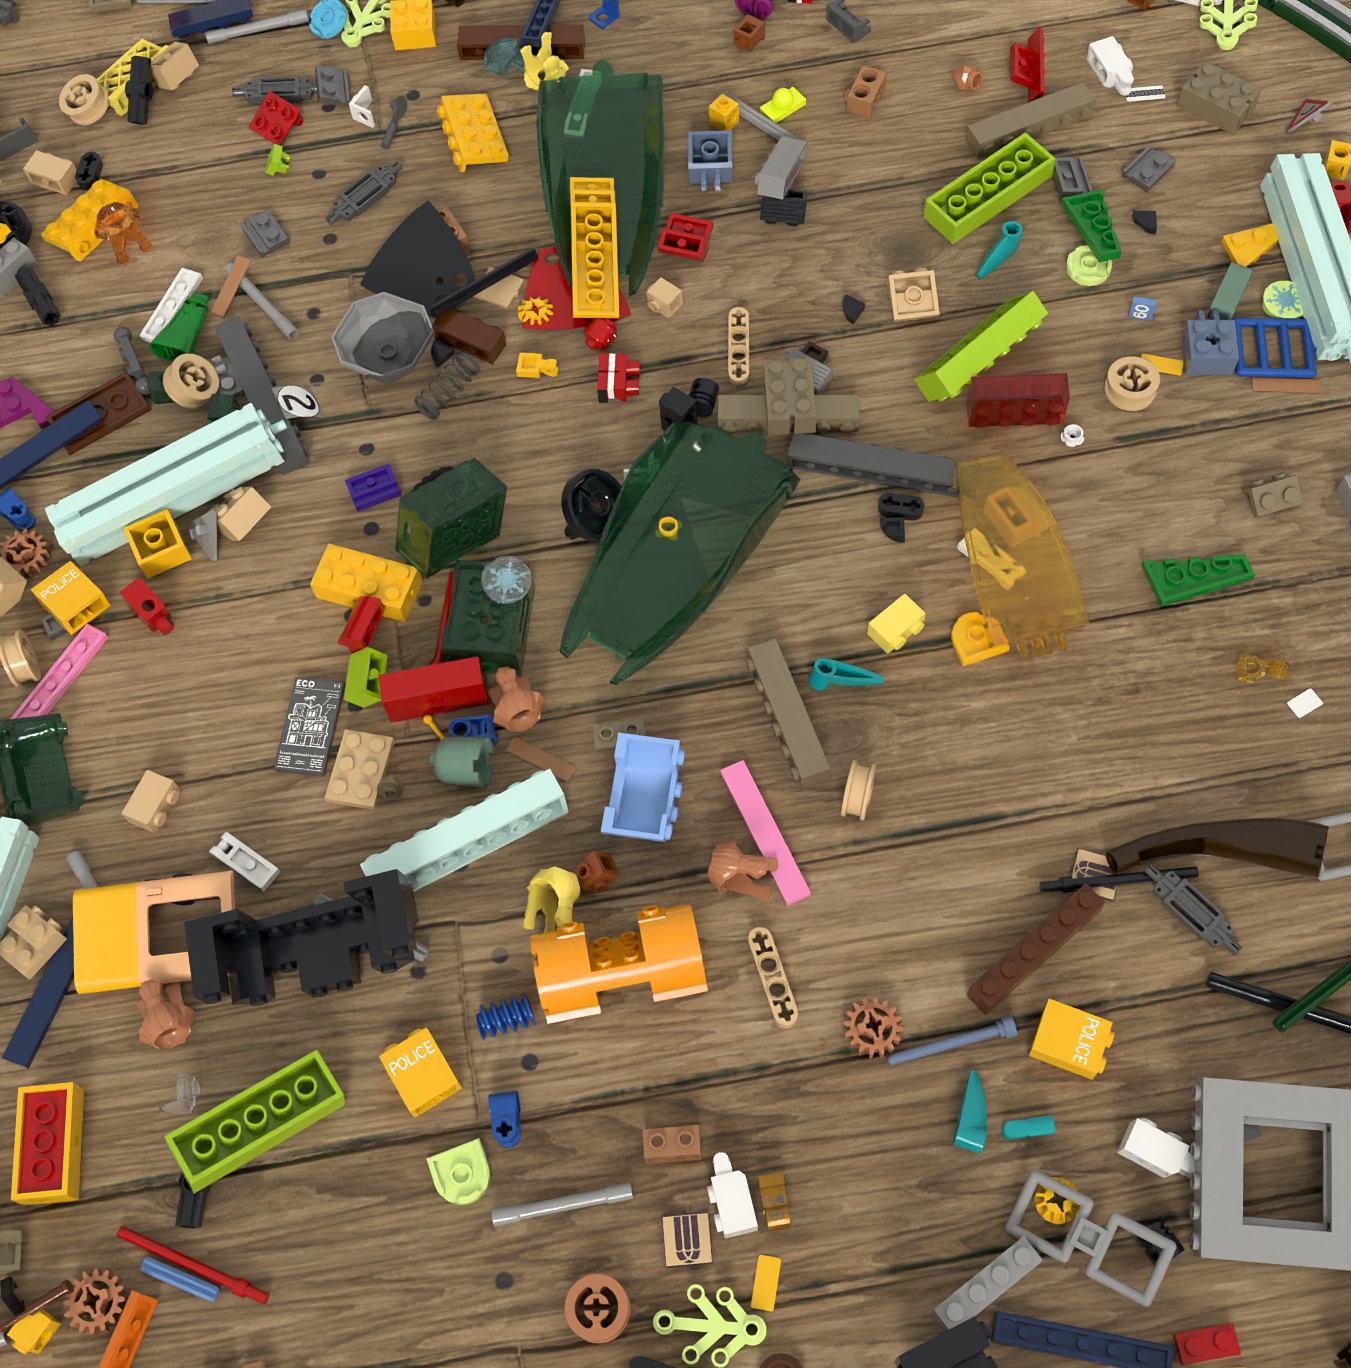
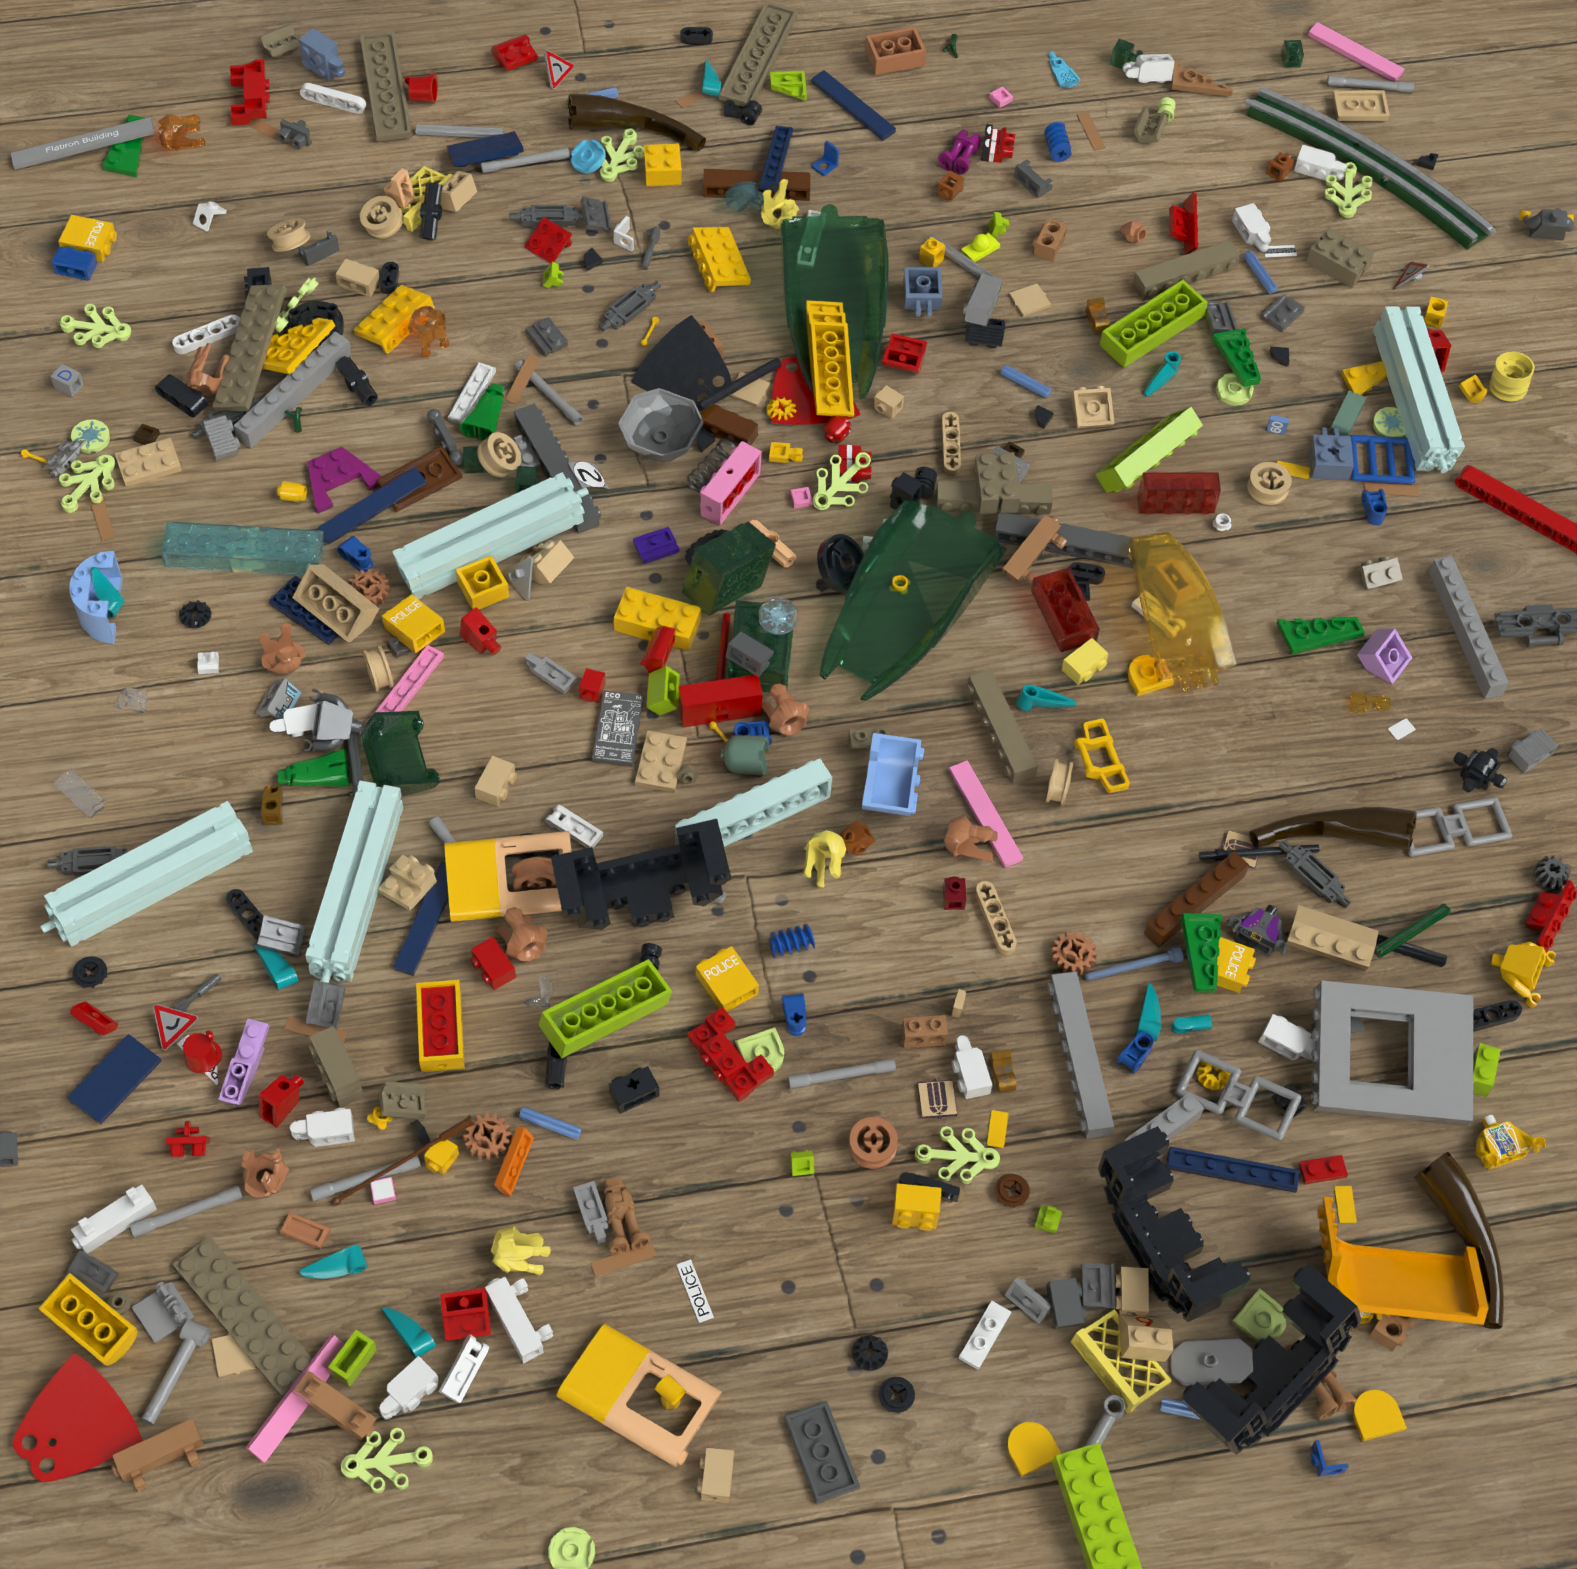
camera: 10 degrees left, 5 degrees down
(105, 66) = (400, 189): none -> light nougat arch
(125, 1053) = (493, 963): none -> red brick
(172, 932) = (533, 874): none -> nougat wheel
(233, 656) = (551, 672): none -> light grey hinge
(239, 1287) = (597, 1128): red bar -> none
(280, 671) = (592, 685): none -> red brick
(305, 1231) = (626, 1097): none -> black brick
(324, 139) = (592, 259): none -> black tile
(325, 1040) = (651, 952): none -> black wheel
(393, 210) = (655, 320): none -> yellow hinge
(402, 1177) = (724, 1059): none -> red bracket
(465, 406) = (730, 483): none -> bright pink brick
(465, 631) = (749, 654): none -> dark grey hinge
(502, 1338) = (802, 1163): none -> lime tile
(519, 489) = (781, 553): none -> light nougat piece
(540, 758) = (801, 754): medium nougat sticker -> none
(553, 421) = (801, 497): none -> bright pink tile
(574, 971) = (916, 894): light orange cylinder -> none
(597, 402) = (839, 483): none -> yellowish green plant
(719, 944) = (954, 893): none -> dark red brick
(719, 1102) = (959, 1002): none -> tan tile
(804, 77) = (997, 224): none -> lime tile
(832, 265) = (1025, 381): none -> medium blue axle
(832, 478) = (1032, 548): none -> medium nougat brick
(840, 165) = (1030, 299): none -> tan piece
(872, 556) = (1064, 609): none -> clear red brick
(879, 1178) = (1081, 1055): none -> light grey brick
(893, 735) = (1086, 744): none -> yellow bar
(921, 179) = (1097, 314): none -> pearl gold leg
(949, 1176) = (1135, 1055): none -> blue piece
(1041, 1017) = (1202, 948): none -> green wing
(1120, 992) = (1259, 930): none -> dark grey torso
(1121, 120) = (1260, 272): none -> medium blue axle
(1218, 1001) = (1332, 937): none -> tan slope
(1265, 408) = (1374, 506): none -> blue piece
(1282, 604) = (1385, 655): none -> lavender slope

